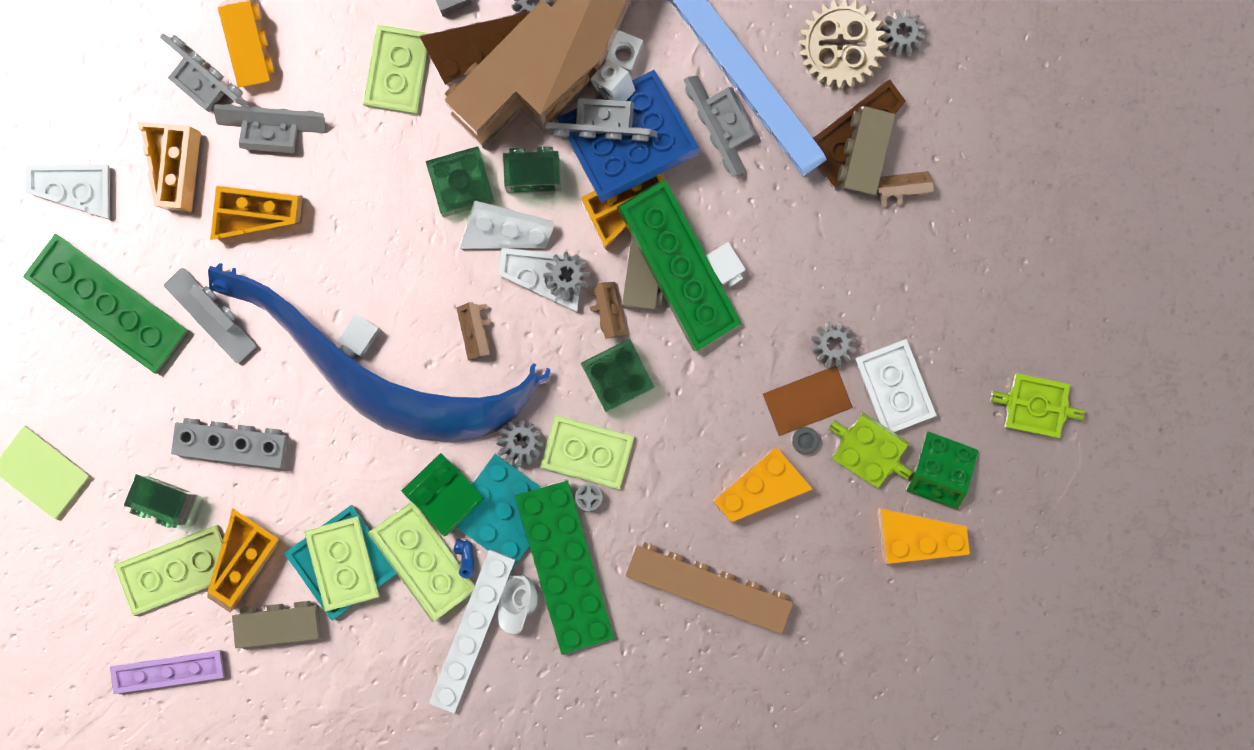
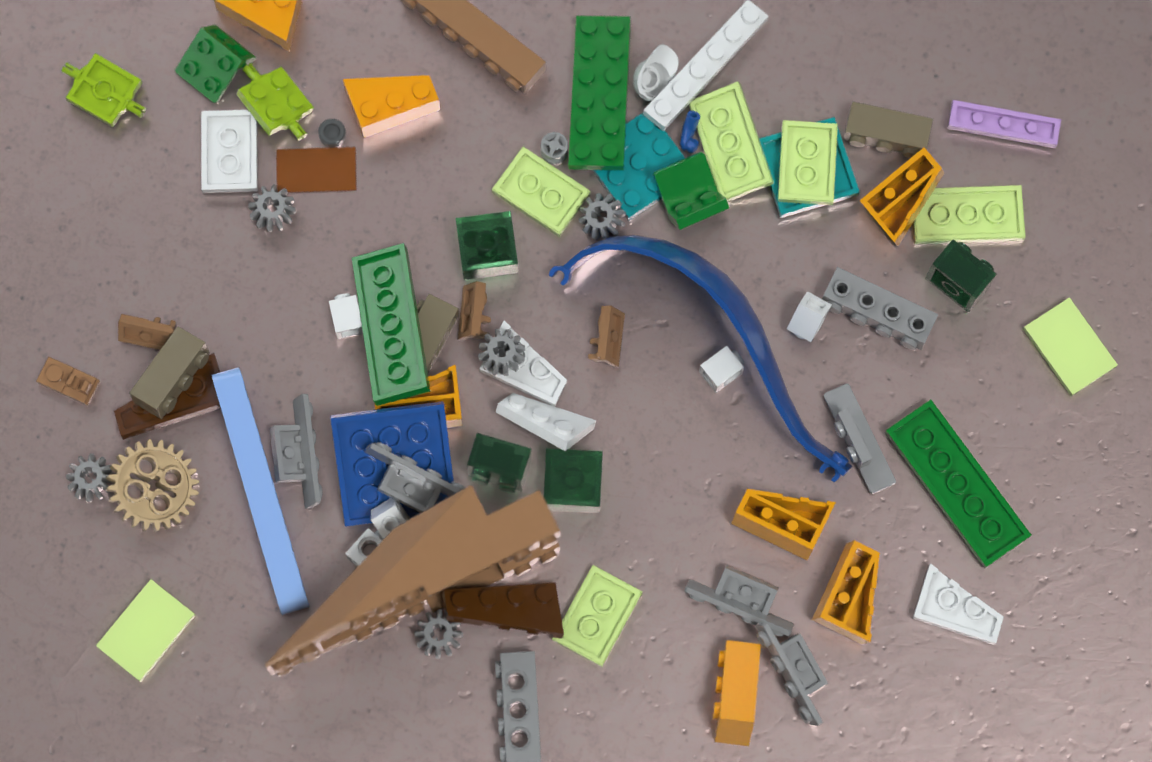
camera: 165 degrees left, 10 degrees down
(291, 412) = (809, 317): none -> white brick
(959, 117) = (68, 381): none -> medium nougat plate

